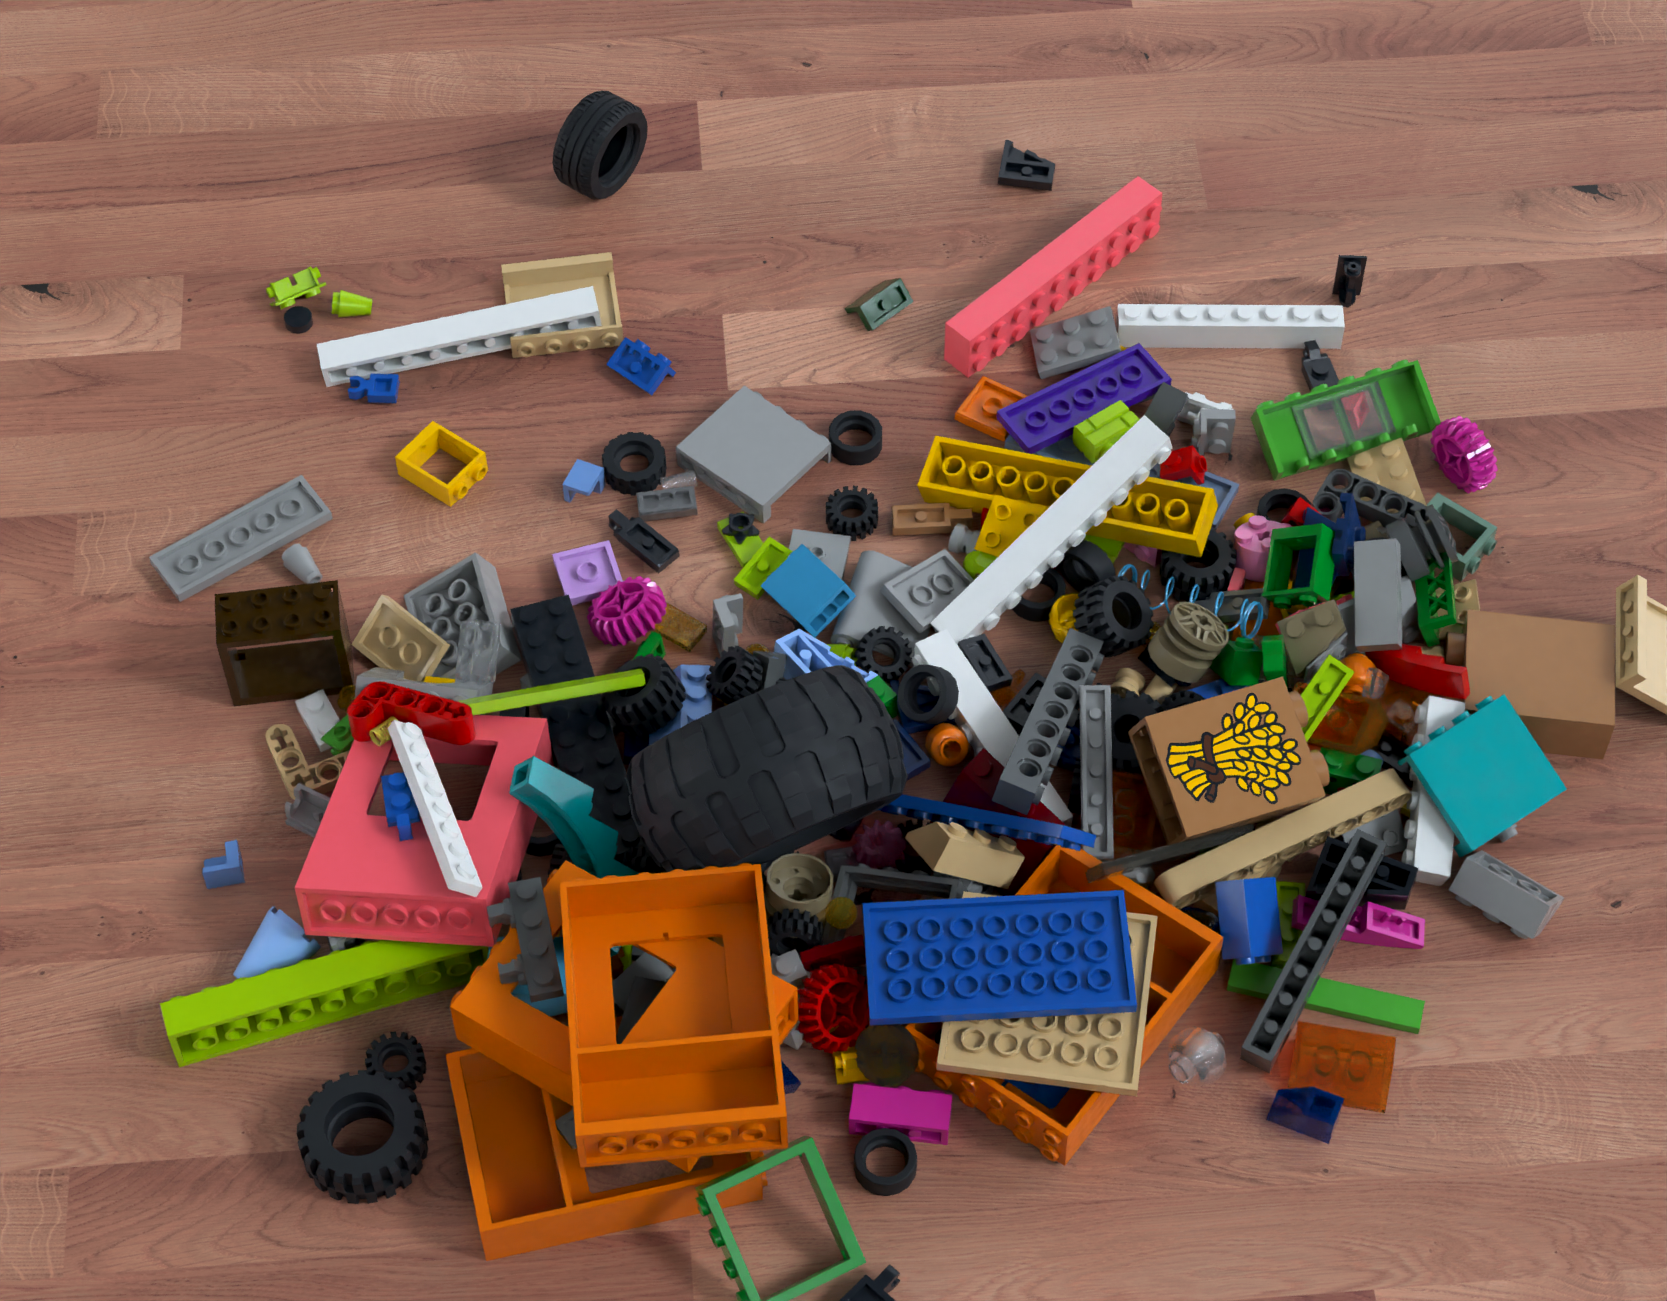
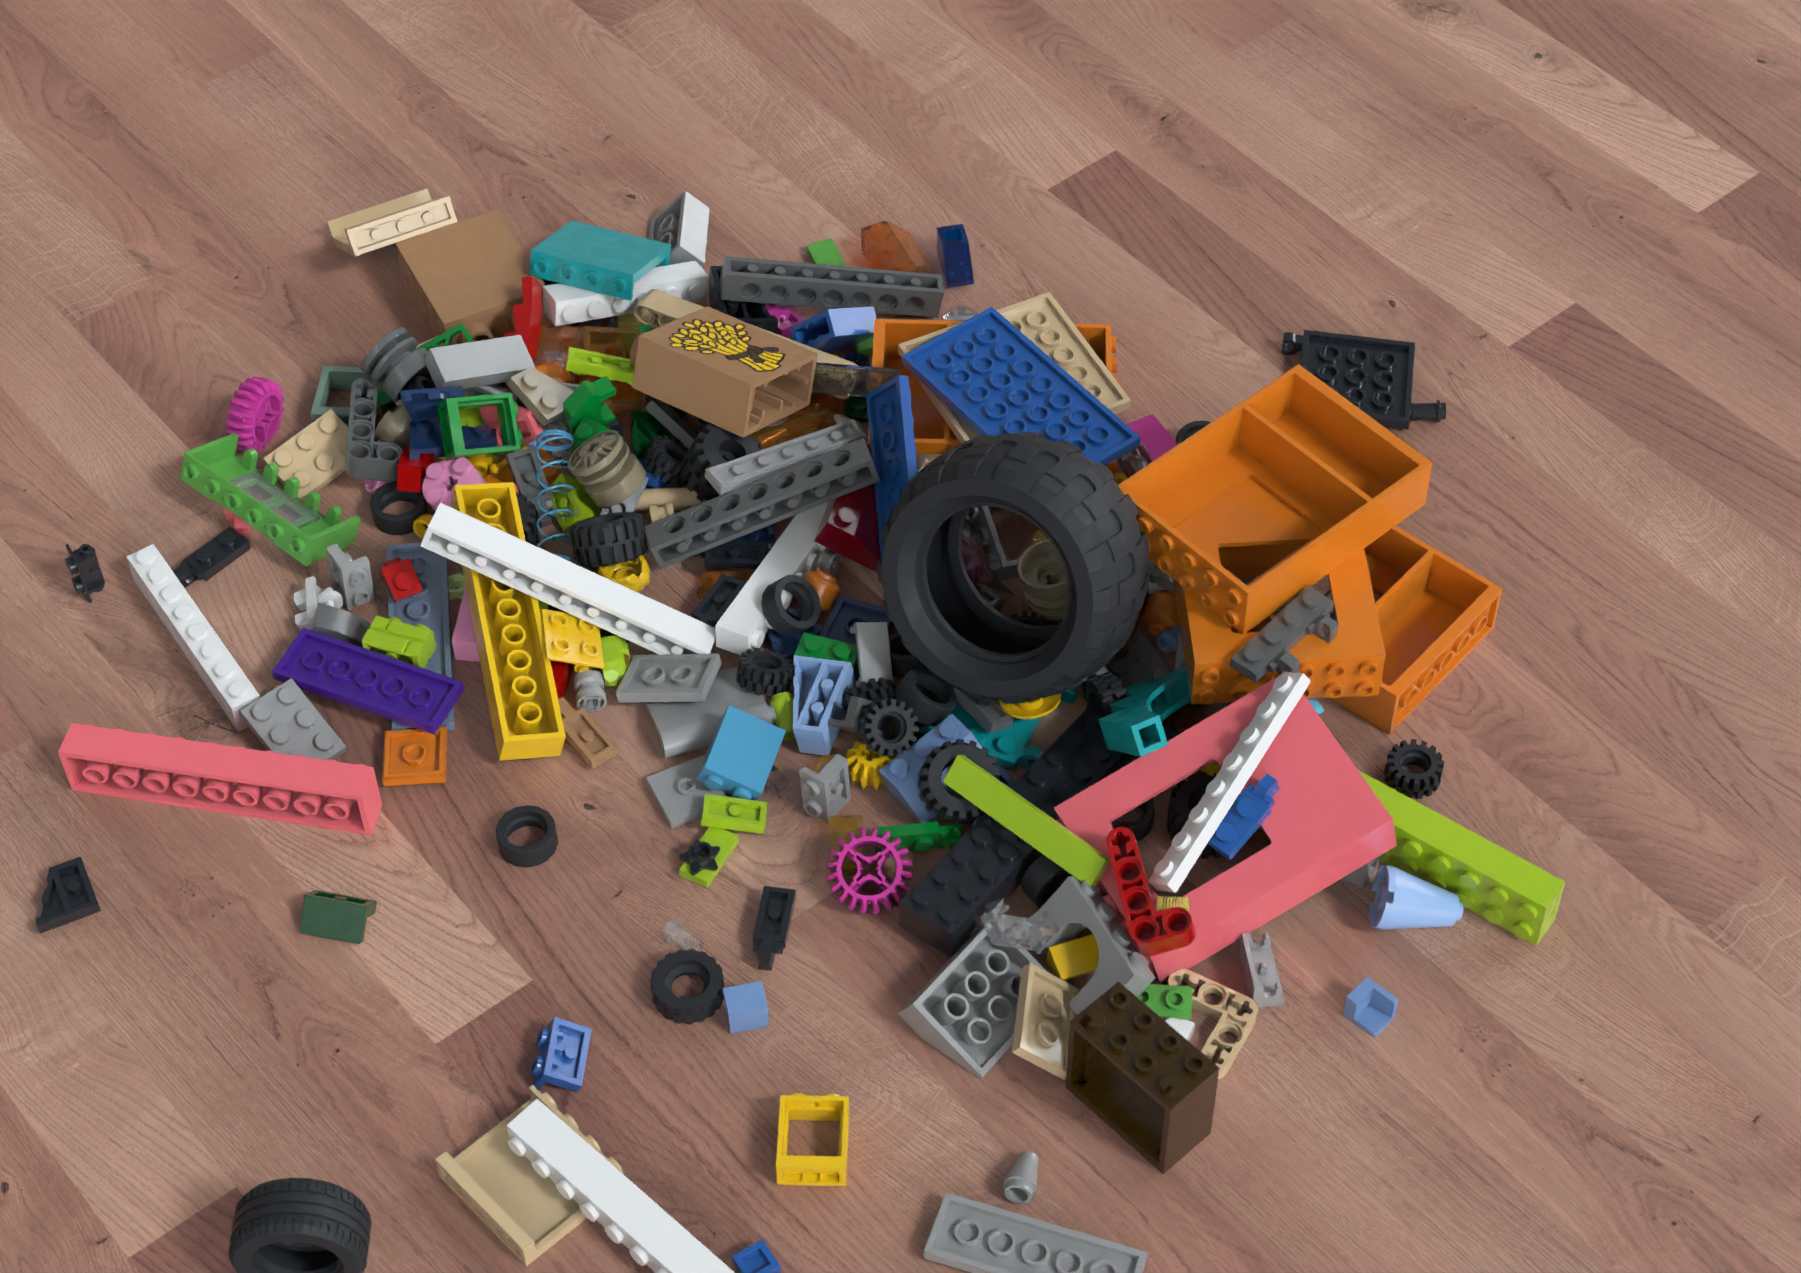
camera: 125 degrees left, 5 degrees down
(357, 1099) = (1499, 705): black tyre -> none
(586, 571) = (842, 942): lavender plate -> none
(667, 503) = (715, 932): flat silver plate -> none
(751, 452) = (605, 894): light grey panel -> none
(852, 500) = (616, 776): black tyre -> none

